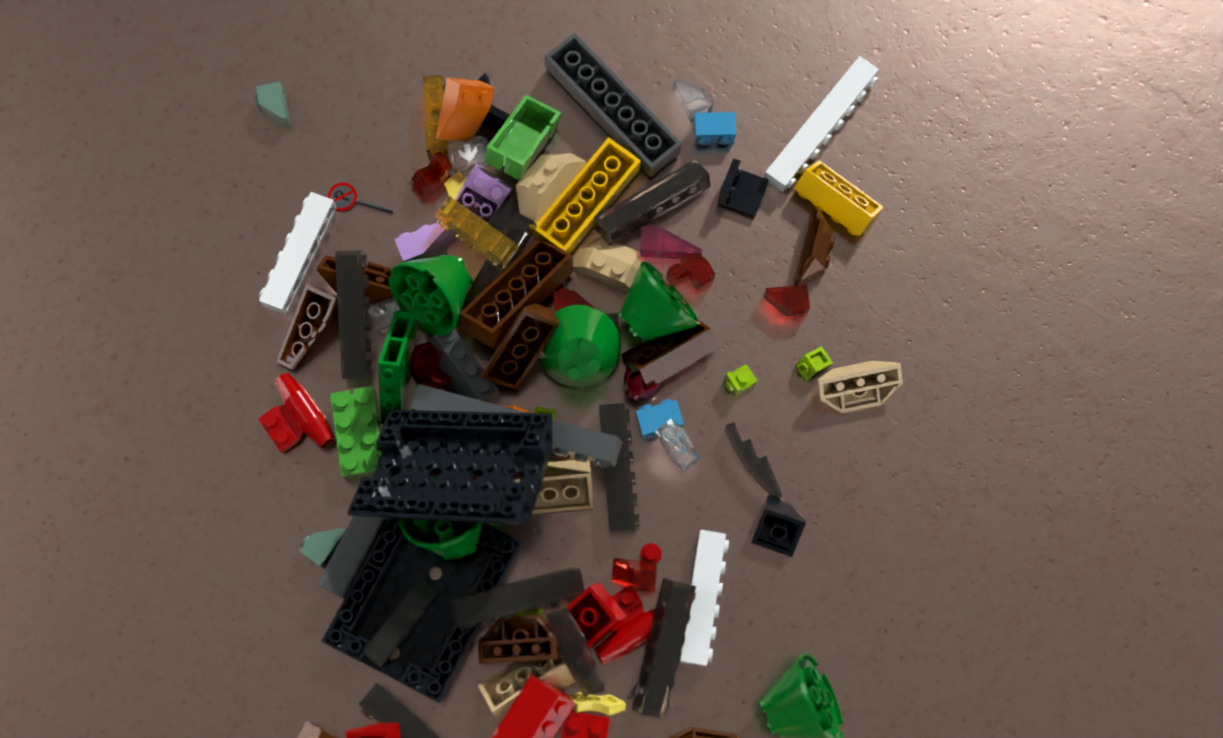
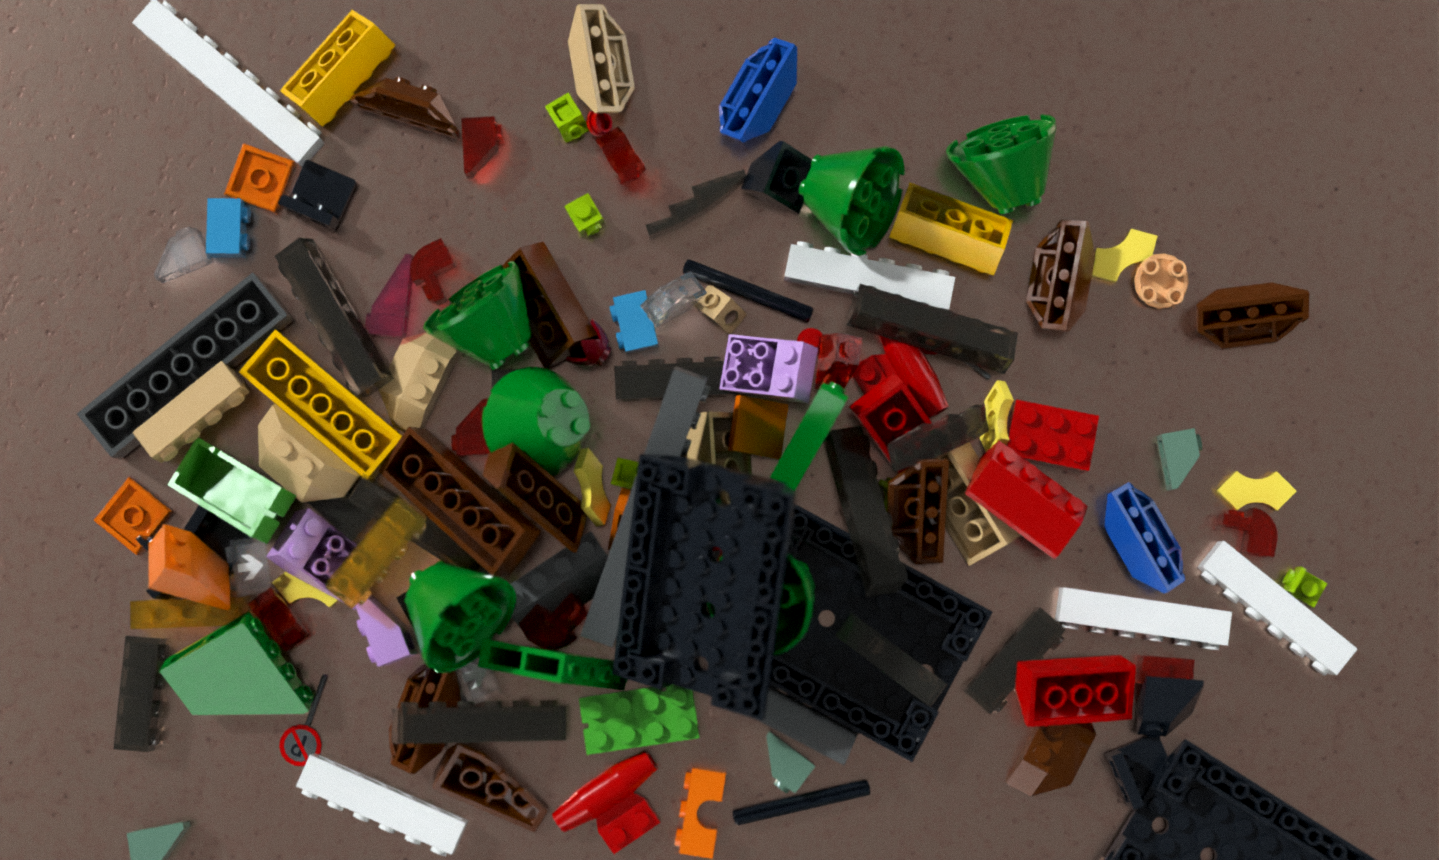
camera: 80 degrees left, 10 degrees up
(269, 477) = (695, 837): none -> orange arch
(293, 559) = (801, 802): none -> black axle
(379, 87) = (140, 694): none -> clear smoke brick
(391, 148) = (236, 673): none -> slope
(507, 77) = (133, 513): none -> orange tile
(522, 393) = (589, 475): none -> light yellow tile
(573, 550) = (810, 435): none -> green slope
(578, 107) = (191, 412): none -> tan slope
(581, 514) = (758, 427): none -> orange tile
(626, 518) = (769, 368): none -> lavender slope
(675, 480) = (717, 306): none -> tan bracket
(688, 505) = (748, 290): none -> black axle
(746, 662) = (951, 229): none -> yellow slope
(753, 149) = (260, 178): none -> orange tile
(766, 582) = (855, 194): none -> green cone
(786, 402) = (620, 155): none -> clear red brick
(810, 386) = (598, 123): none -> red plate
(844, 506) = (759, 91): none -> blue wedge

